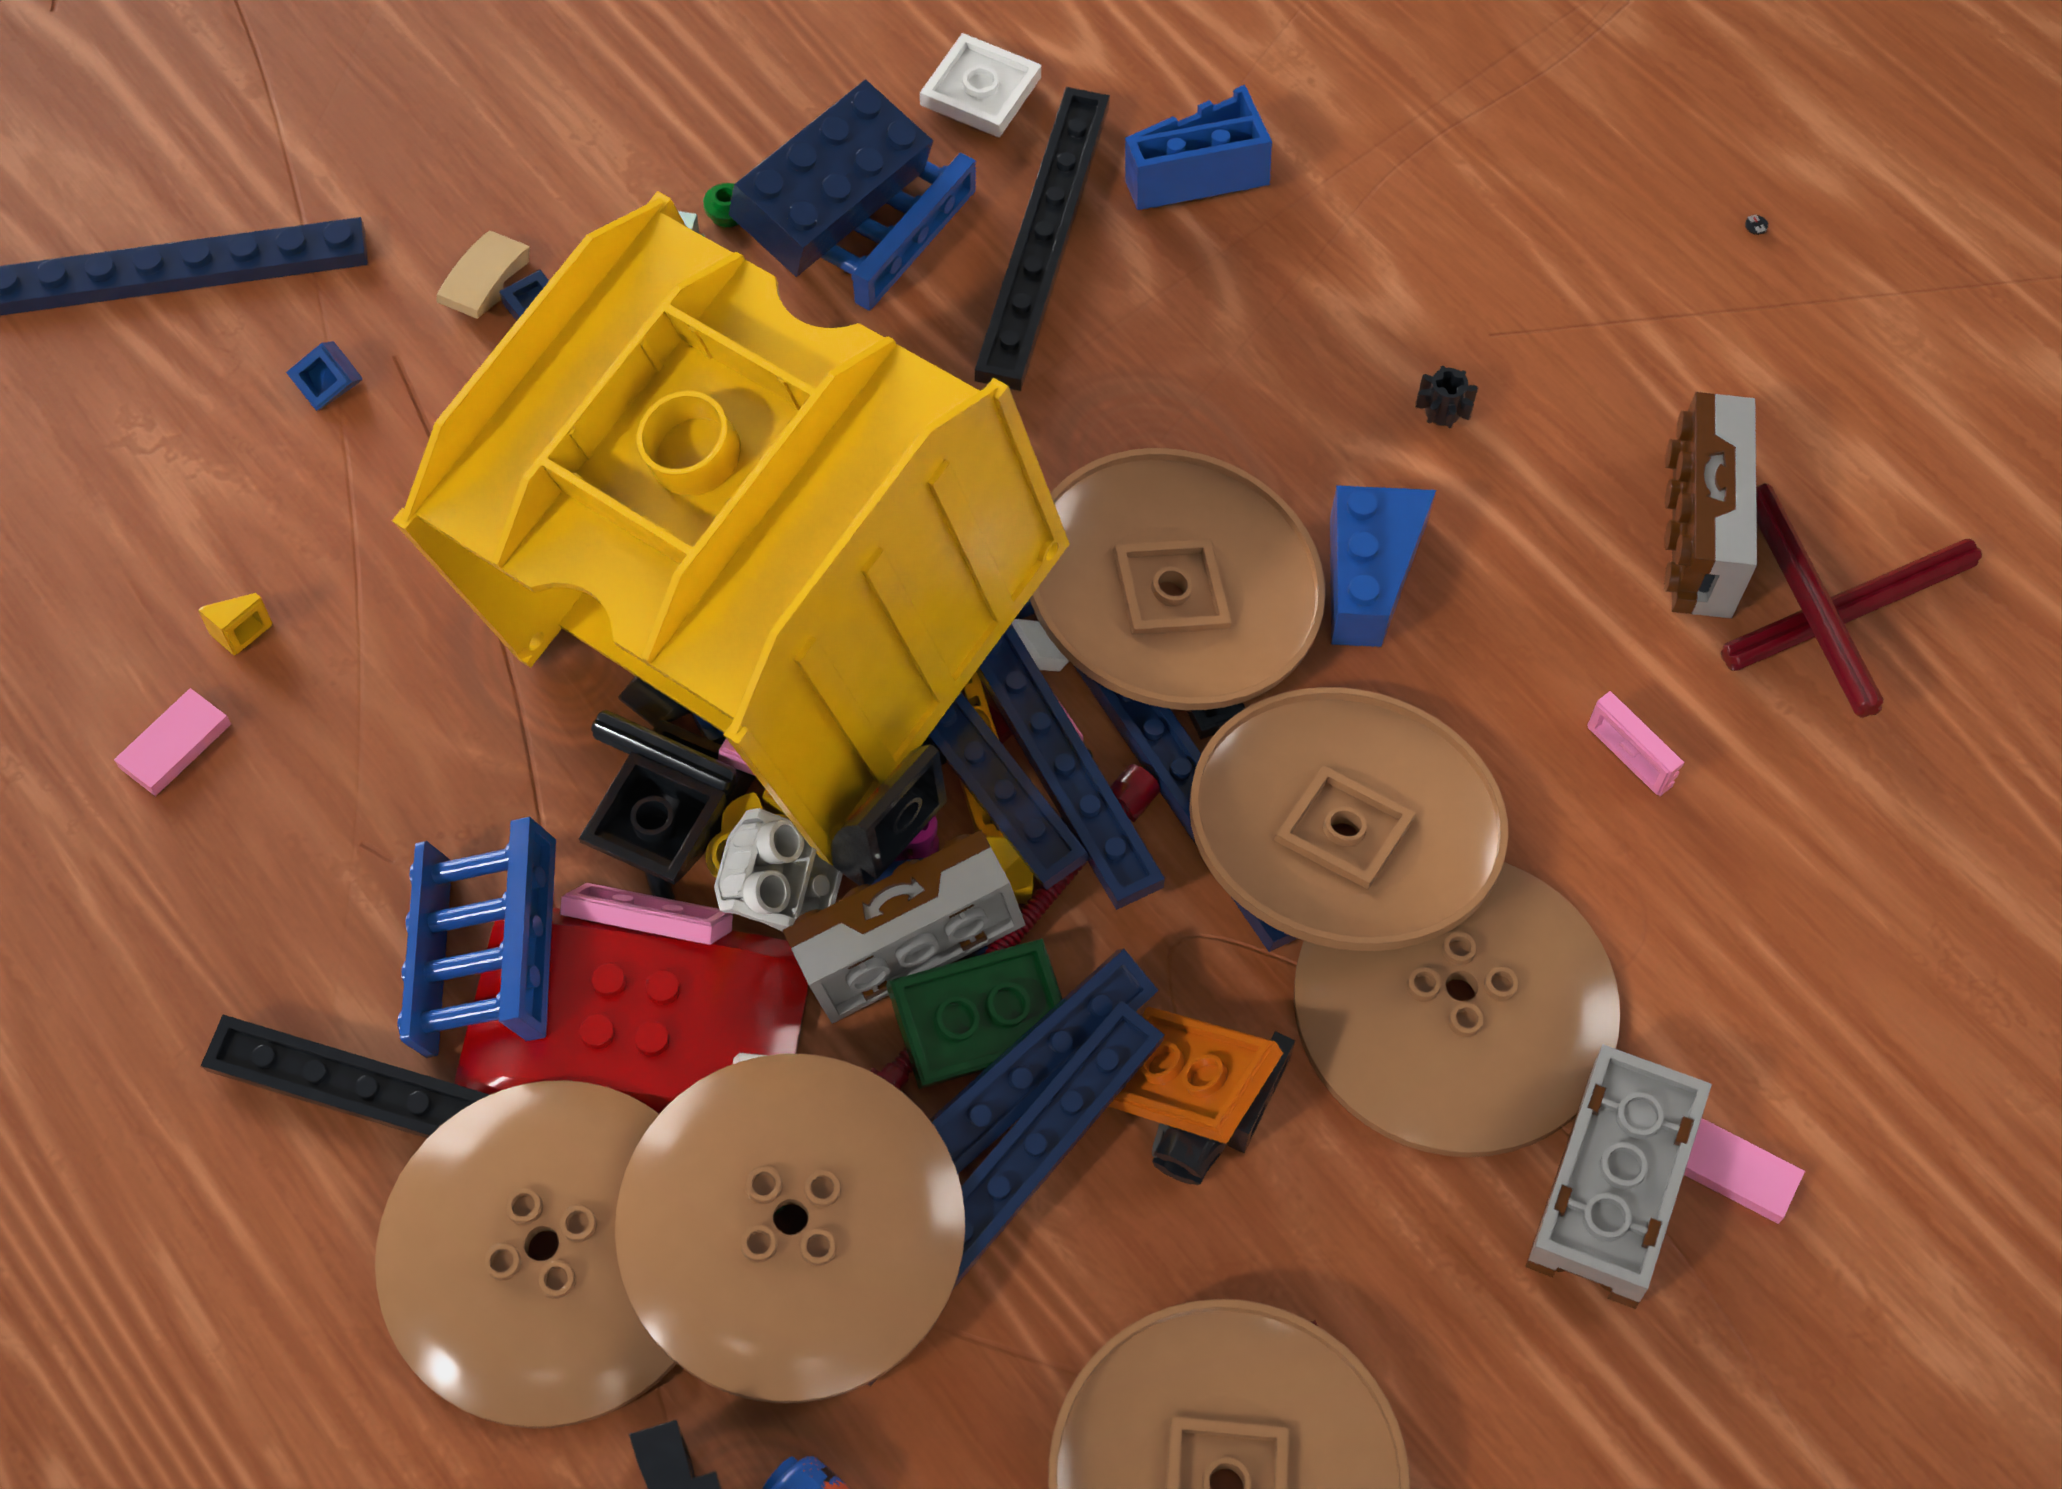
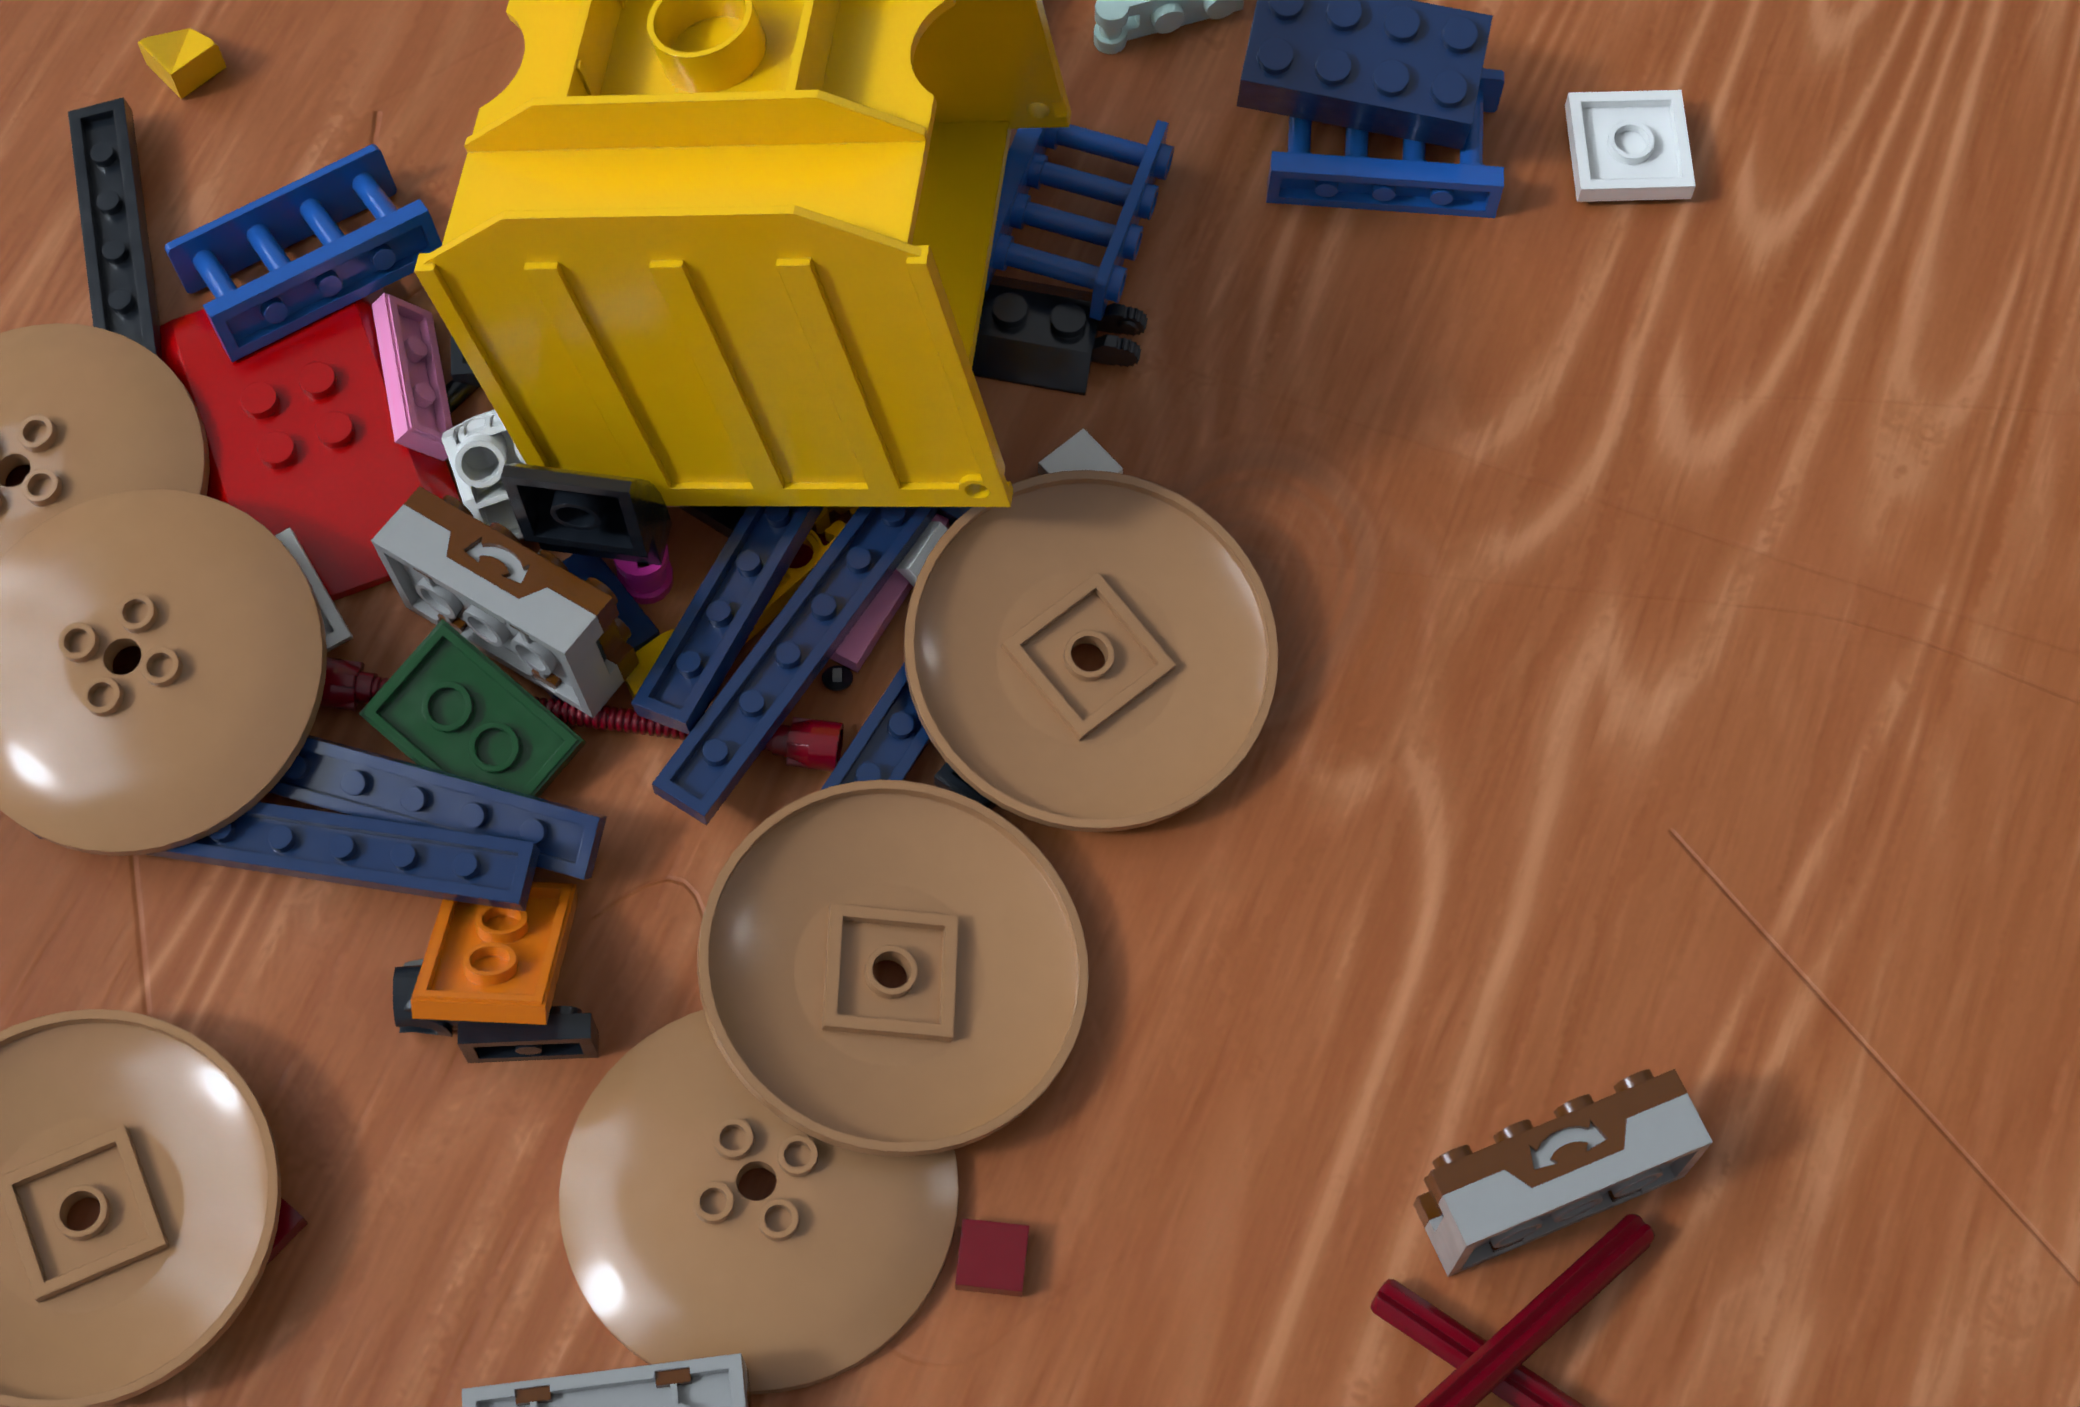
camera: 60 degrees right, 5 degrees up
(208, 959) = (182, 59): none -> yellow slope
(1042, 239) = (1469, 308): black plate -> none
(1200, 156) = (1682, 401): blue wedge -> none
(1370, 557) = (1254, 839): blue wedge -> none
(1446, 396) = (1530, 801): black gear -> none
(1584, 874) = (992, 1257): none -> dark red tile
(1635, 744) = (1186, 1233): bright pink tile -> none
(1756, 224) = (2053, 1058): black piece -> none

